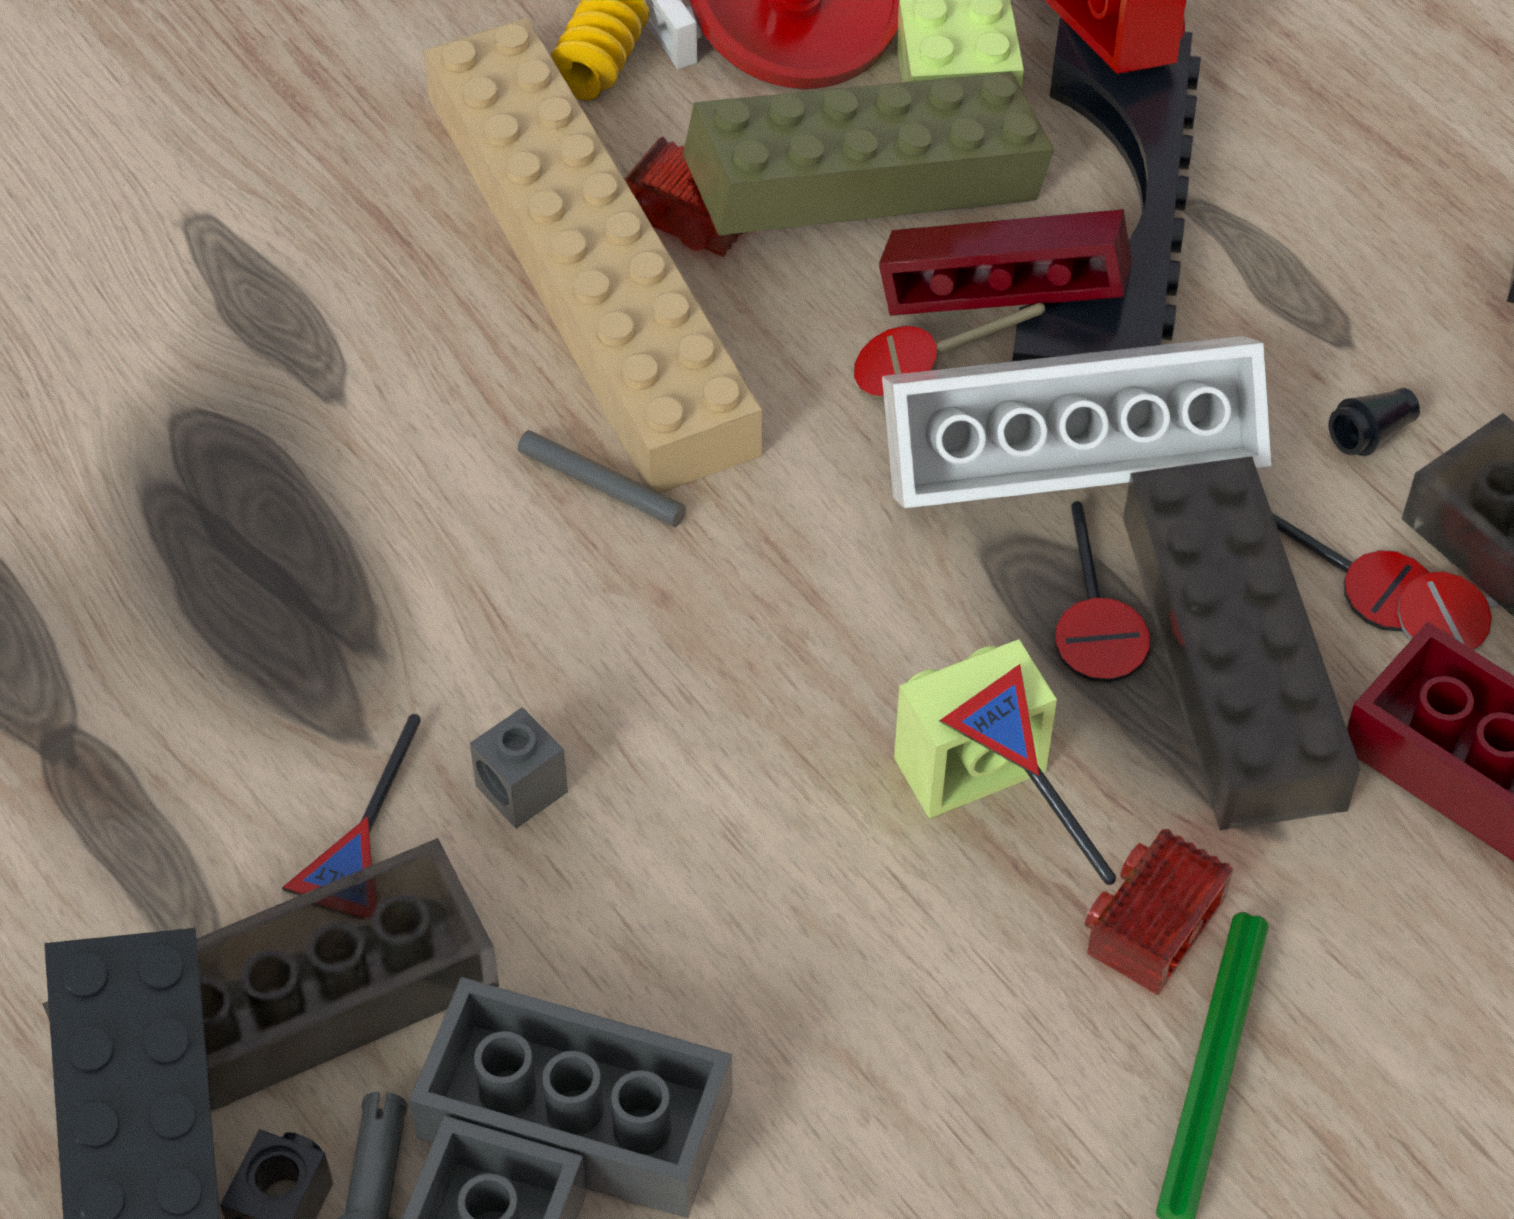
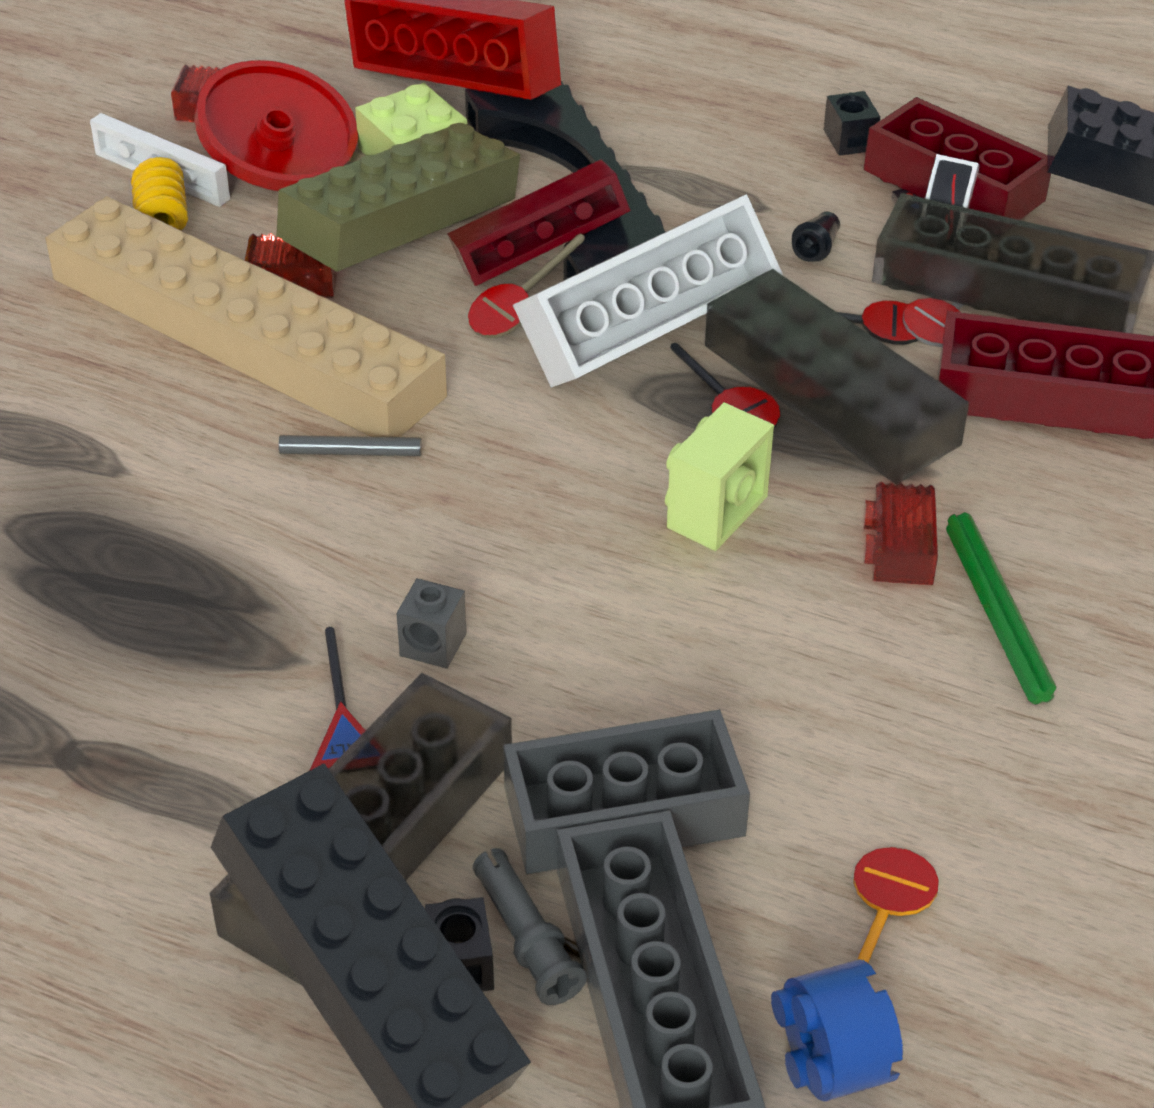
camera: 30 degrees left, 10 degrees down
(1002, 724) = (749, 448): piece -> none

